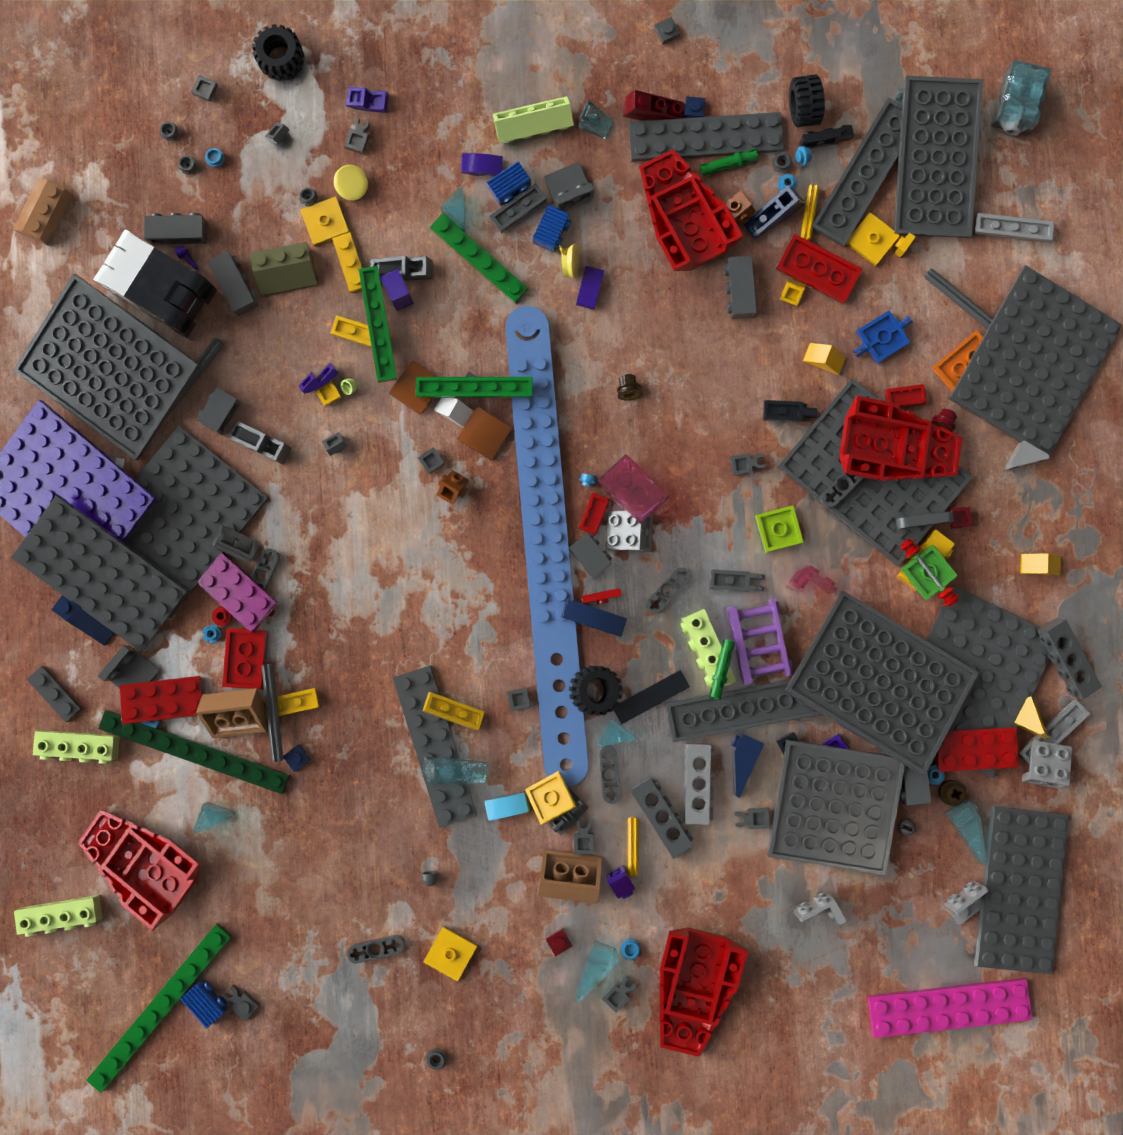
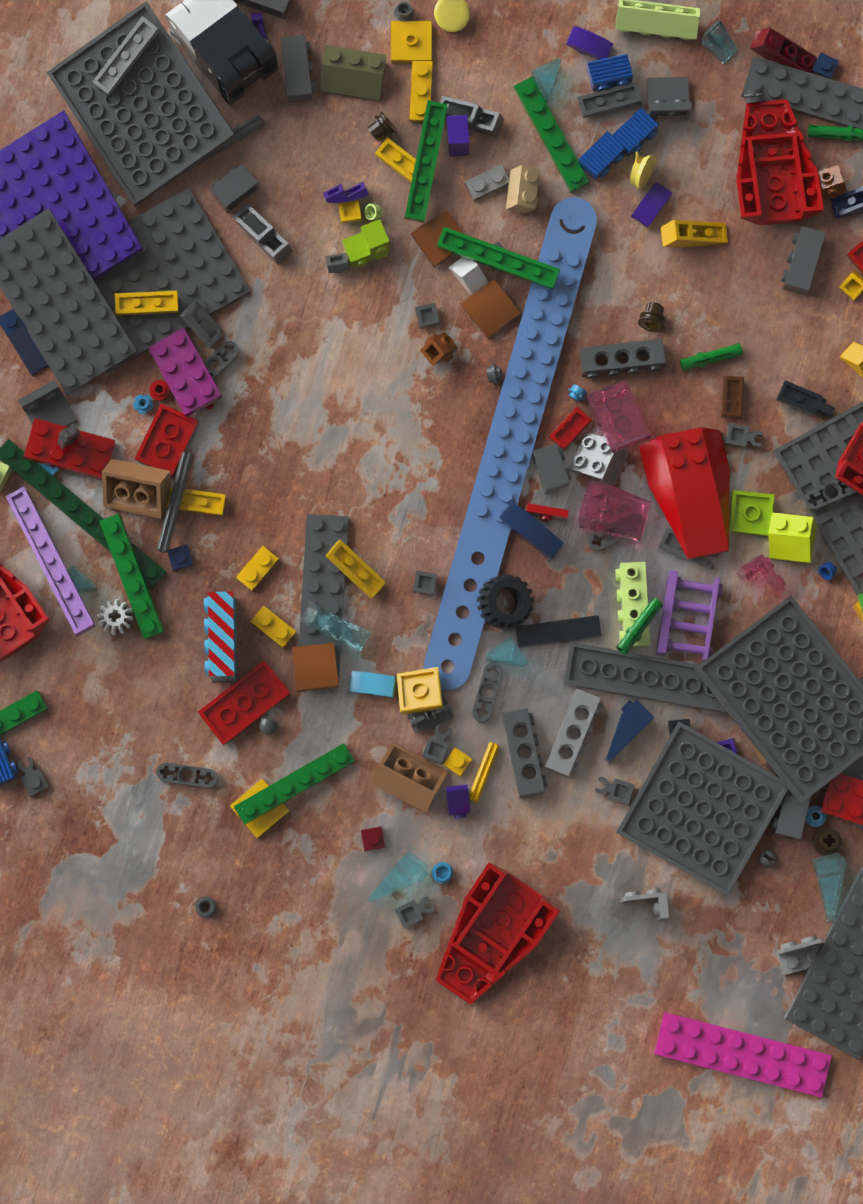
camera: 15 degrees right, 5 degrees down
(74, 329) = (126, 55): none -> light grey plate
(154, 692) = (68, 436): none -> dark grey plate
(179, 544) = (146, 303): none -> yellow plate
(182, 809) = (50, 561): none -> medium lavender plate
(256, 826) = (120, 622): none -> white gear
(259, 792) = (131, 576): none -> green plate
(327, 307) = (382, 127): none -> dark brown piece
(354, 418) = (367, 245): none -> lime brick
(359, 818) = (221, 633): none -> medium azure brick
(367, 741) = (257, 568): none -> yellow plate
(400, 866) = (243, 702): none -> red plate
(401, 788) = (273, 627): none -> yellow plate
(439, 322) = (487, 182): none -> light grey plate
(451, 813) = (315, 667): none -> dark orange slope
(471, 922) = (294, 784): none -> green plate
(472, 316) = (523, 189): none -> tan brick
(509, 490) = (494, 374): none -> dark grey plate
(530, 261) = (601, 156): none -> blue brick
(606, 845) = (457, 761): none -> yellow plate
(635, 300) = (693, 233): none -> yellow slope
(639, 416) = (652, 348): none -> dark grey brick
(643, 157) = (754, 96): none -> dark grey plate
(660, 574) = (613, 511): none -> clear pink slope
(686, 408) = (703, 359): none -> green pin
(720, 527) = (692, 487): none -> red wedge
(724, 432) = (732, 397): none -> reddish brown plate
(823, 538) = (792, 537): none -> neon yellow slope
(864, 558) = (824, 573): none -> blue hinge

